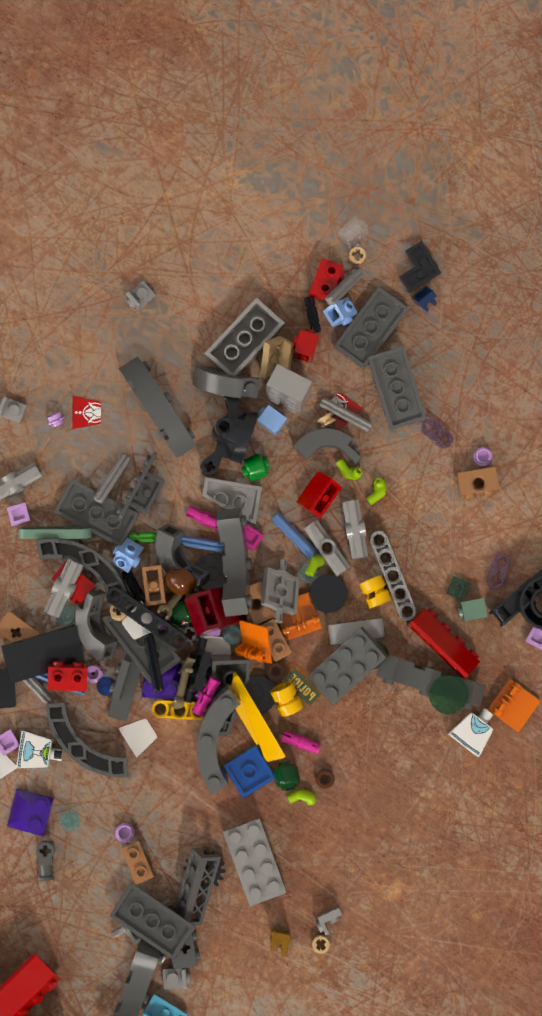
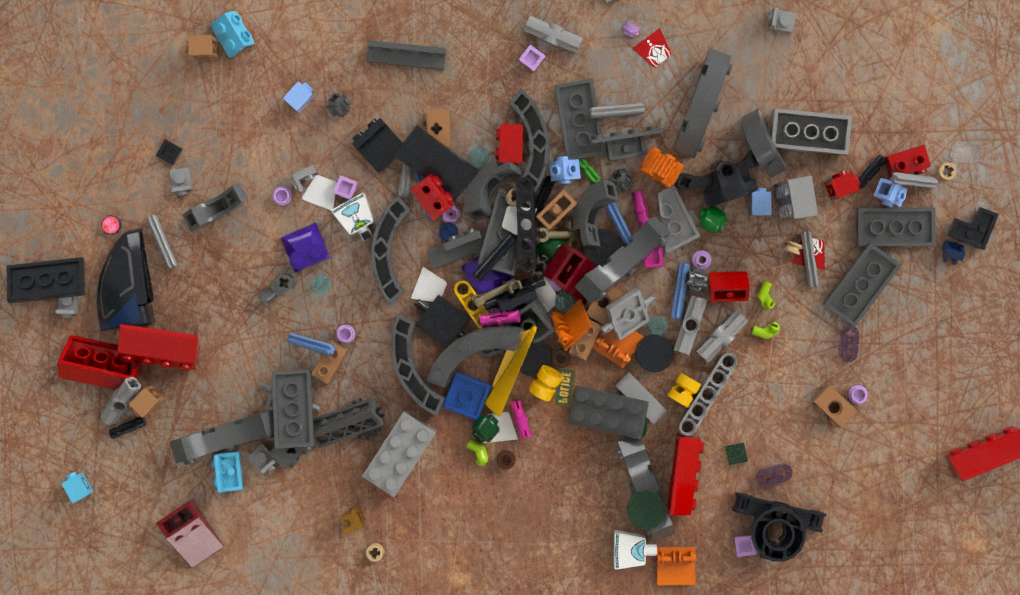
camera: 60 degrees right, 5 degrees up
(55, 532) = (539, 98): sand green beam -> none
(63, 588) = (500, 139): light grey piece -> none
(111, 866) = (311, 344): none -> medium blue axle
(170, 515) = (622, 180): none -> dark grey gear
(173, 745) = (441, 320): none -> black plate
(180, 581) = (575, 228): reddish brown hair -> none
(183, 476) = (661, 167): none -> orange brick
(190, 803) = (406, 369): none -> dark grey brick
(276, 352) = (818, 165): tan bracket -> none
(281, 506) = (695, 259): none -> lavender plate
(294, 516) = (696, 279): none -> dark grey gear
(300, 759) = (506, 427): none -> white sticker
(314, 563) = (671, 324): lime arm -> none
(322, 438) = (780, 260): dark grey arch -> none
(329, 916) = (401, 543): light grey bracket -> none
(472, 610) = (727, 477): sand green brick -> none

